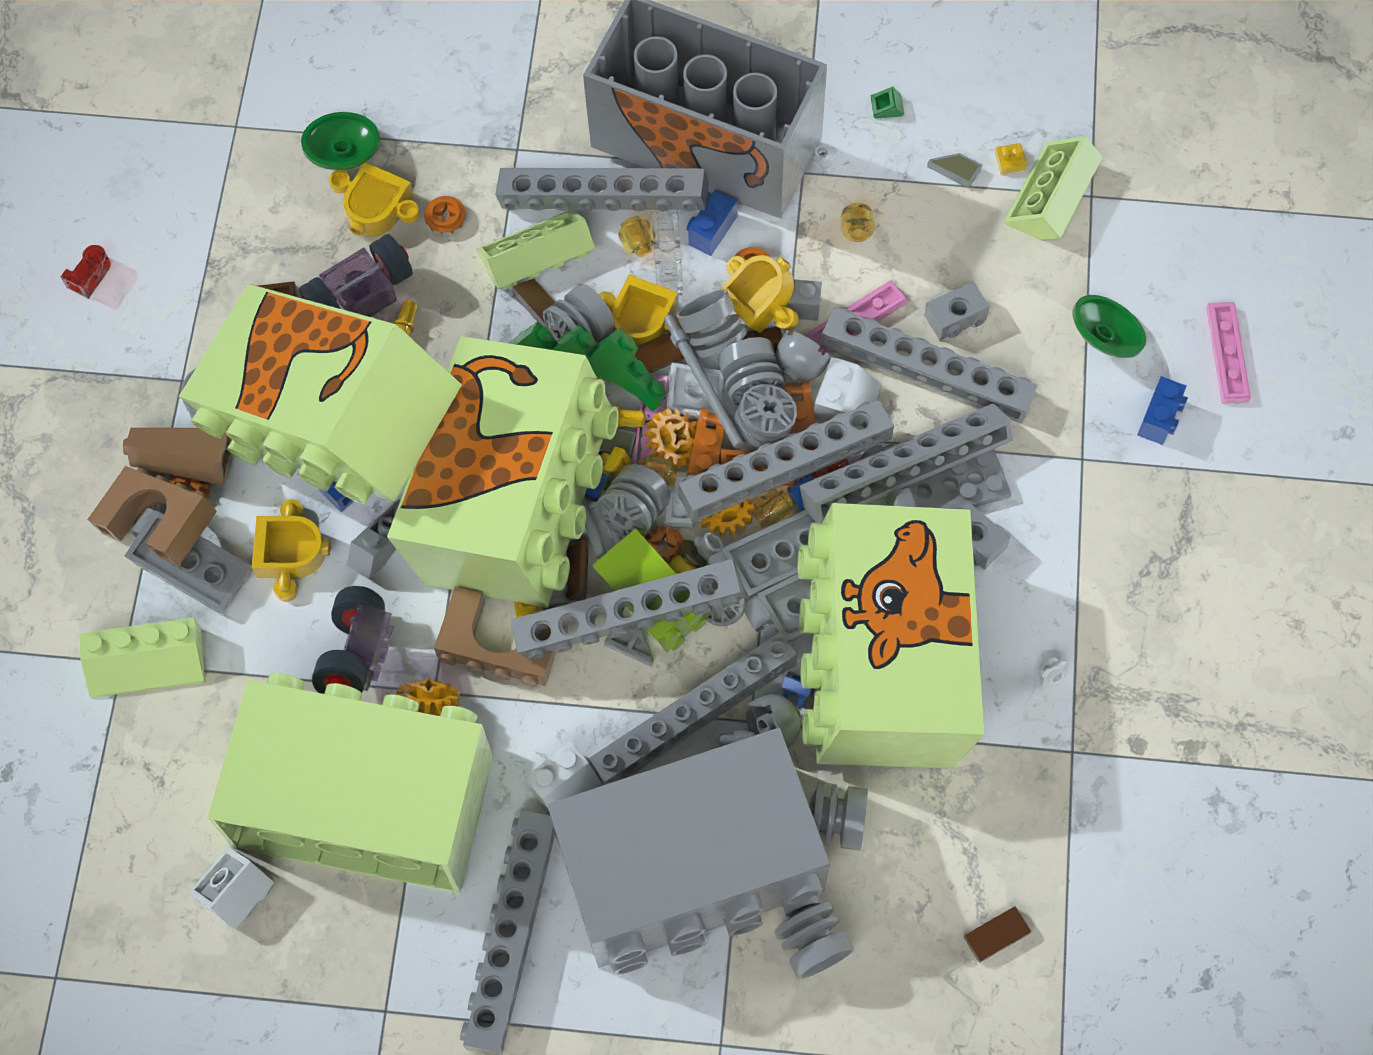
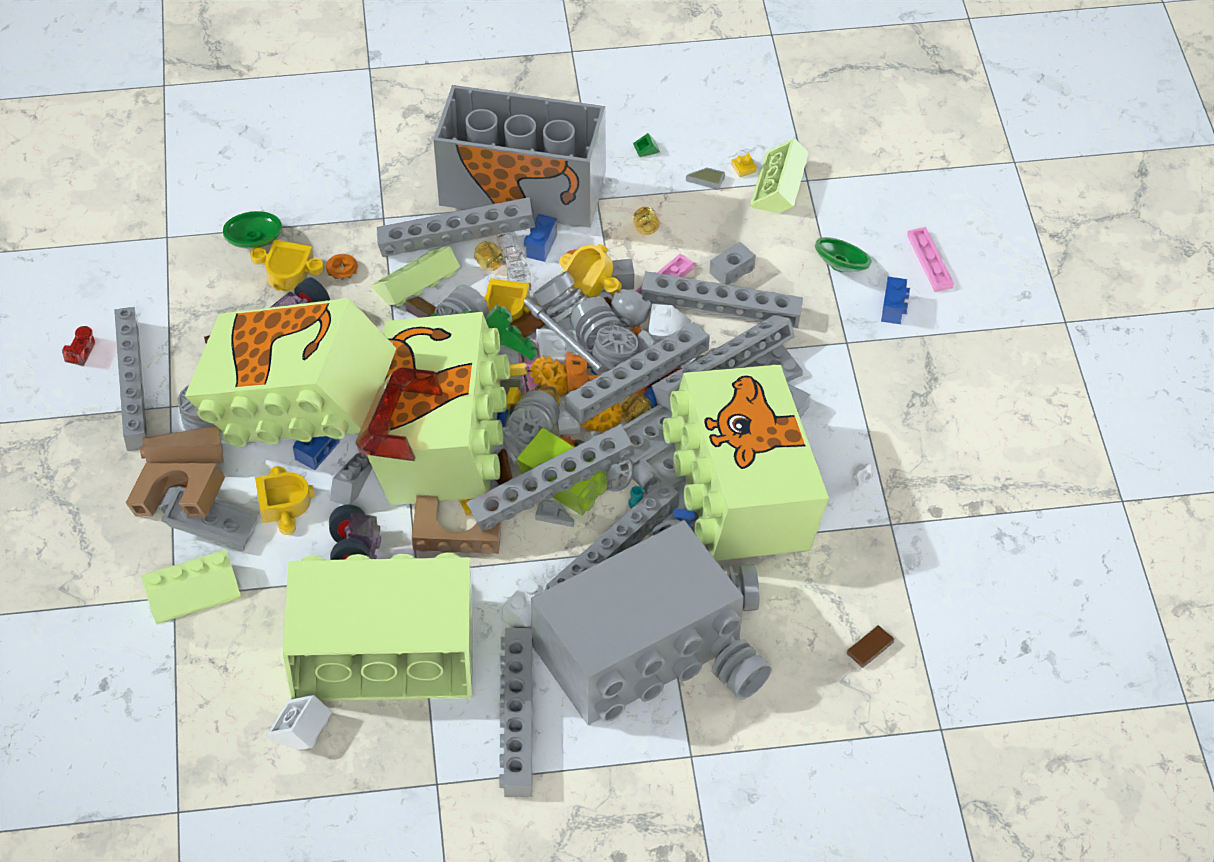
camera: 15 degrees left, 15 degrees down
(138, 332) = (130, 378): none -> light grey brick
(400, 508) = (374, 433): none -> clear red windscreen
(740, 645) = (636, 495): none -> teal pin
(807, 415) = (644, 341): none -> light grey tile

